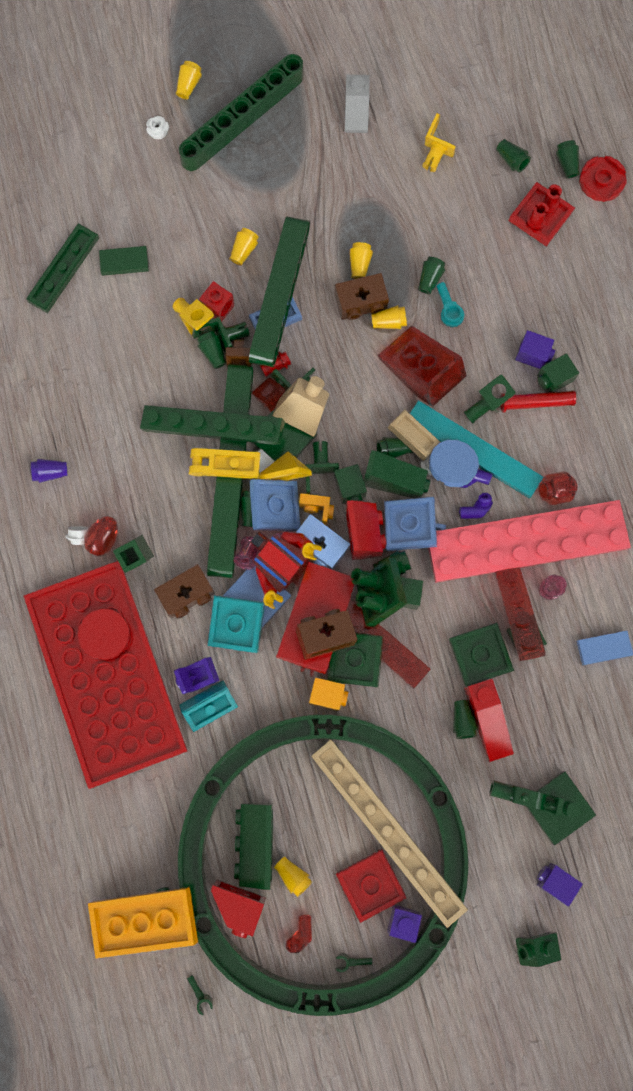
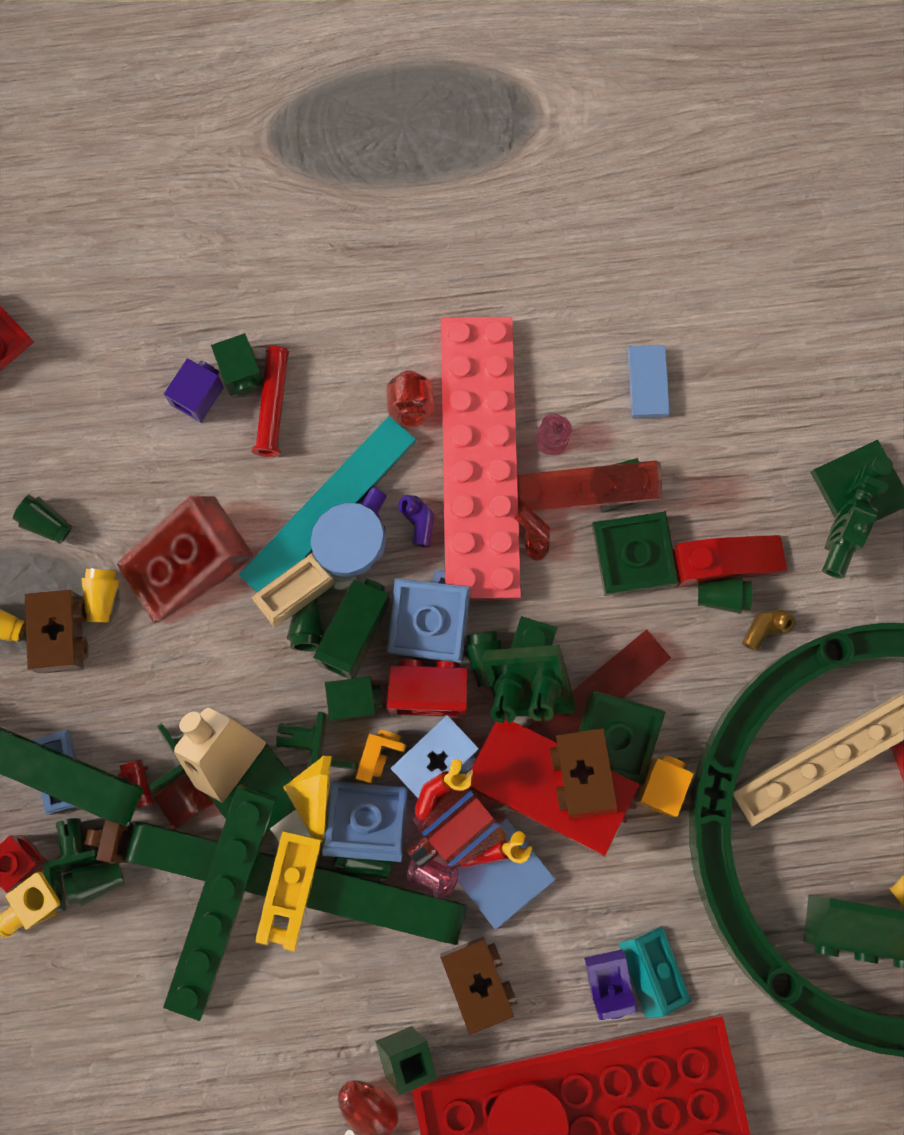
camera: 80 degrees left, 0 degrees up
(236, 624) = (539, 910): teal tile -> none
(449, 751) = (766, 624): none -> pearl gold arm
(452, 314) = (110, 499): teal plate -> none
(483, 586) = (536, 533): none -> clear red arm
(488, 401) = (261, 472): dark green bracket -> none

